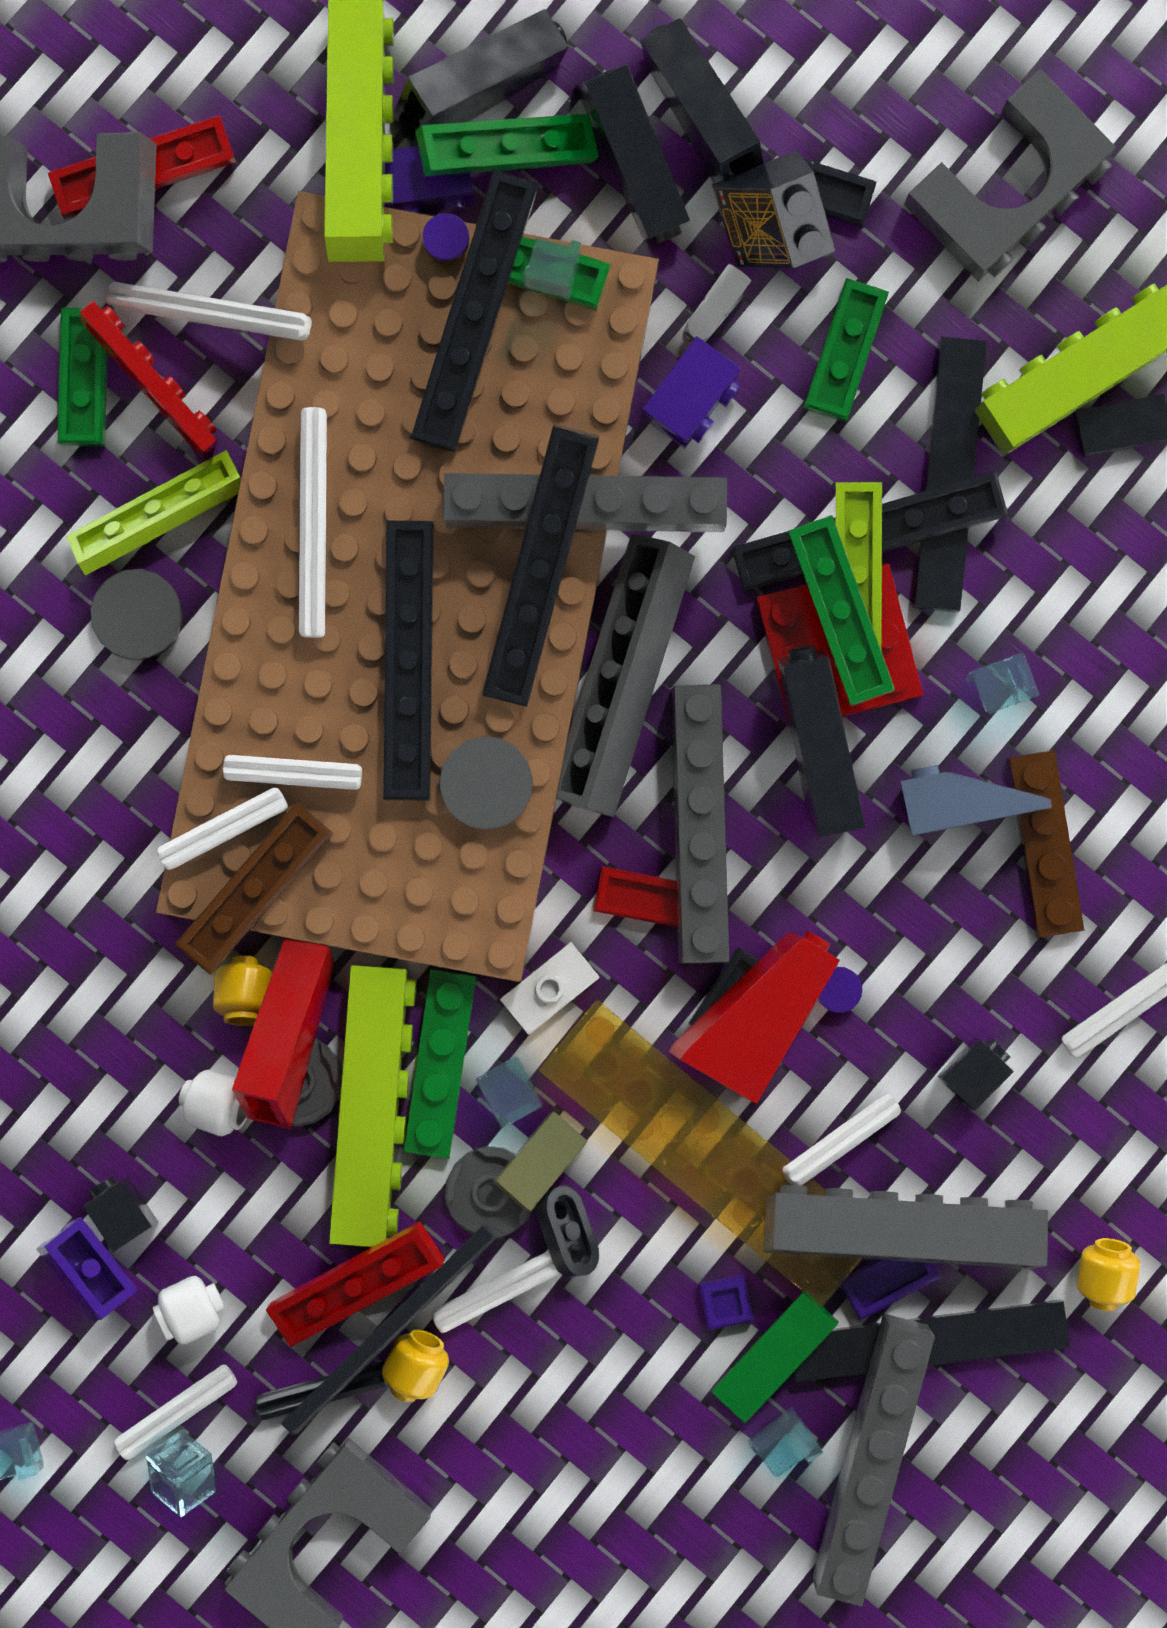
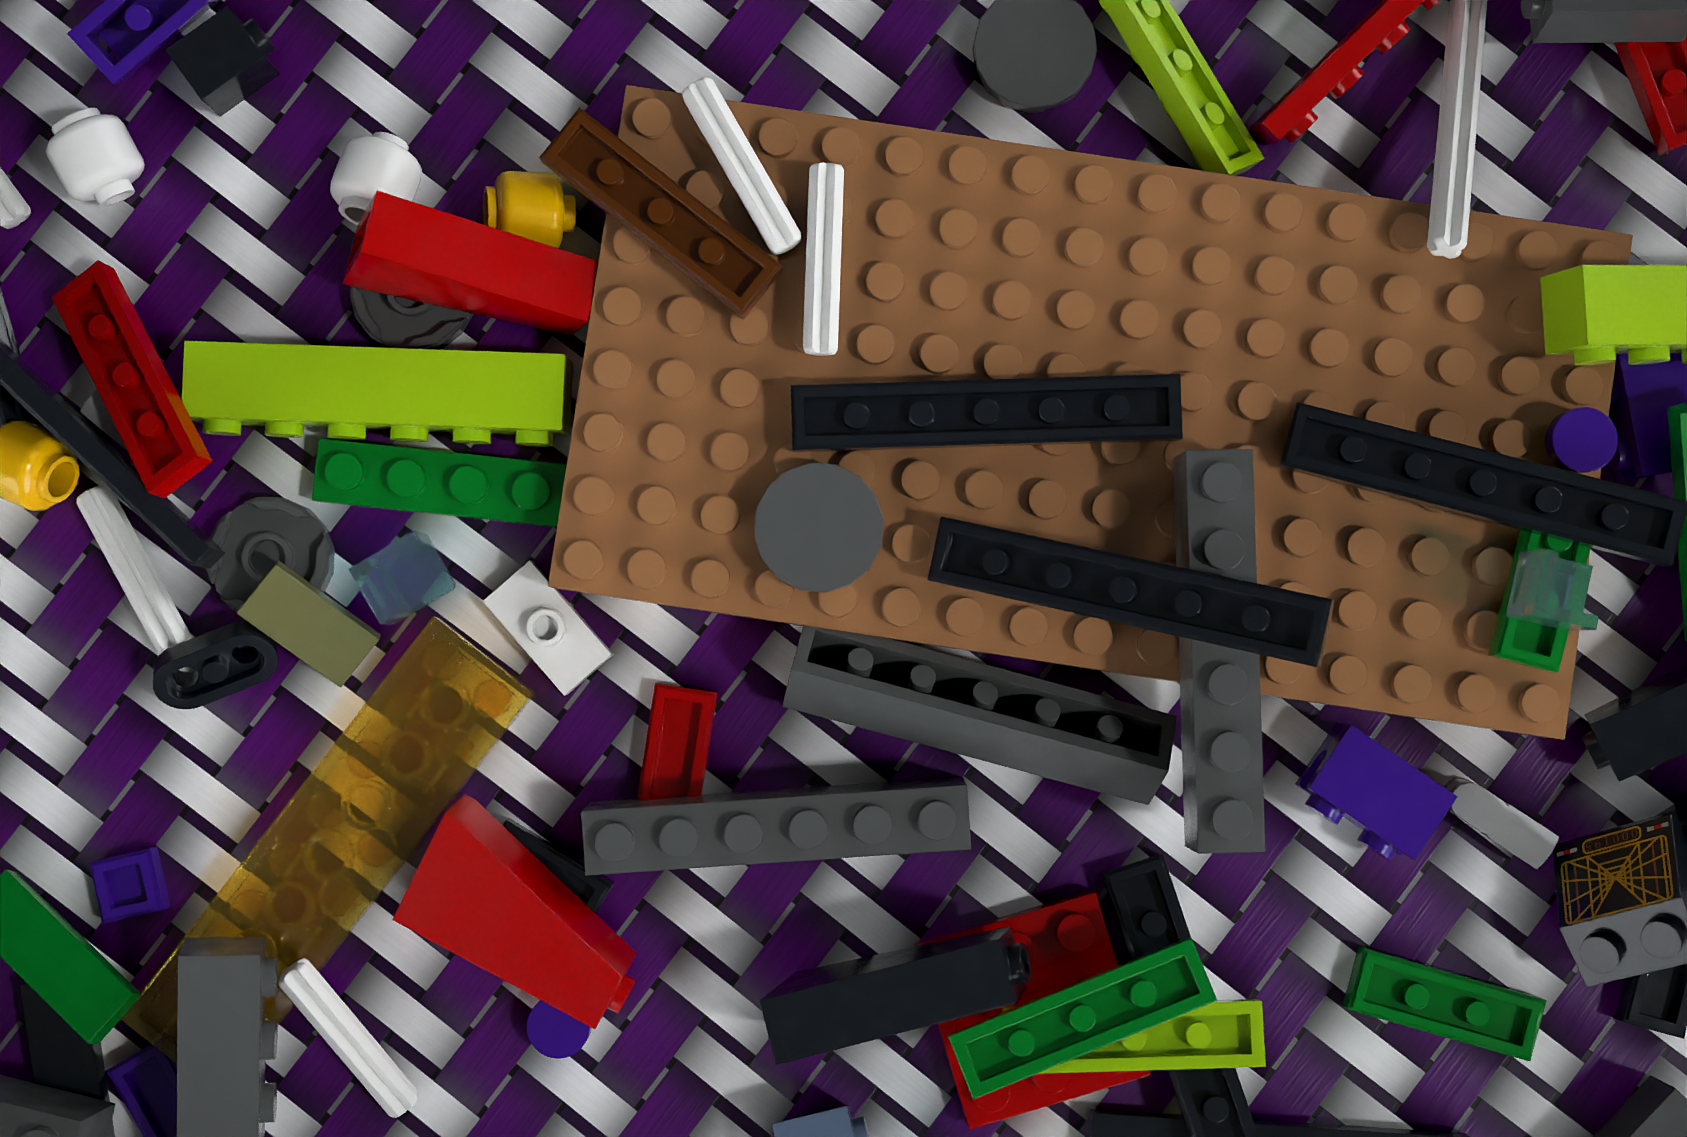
camera: 90 degrees right, 0 degrees up
(312, 522) = (1173, 272): white axle -> none

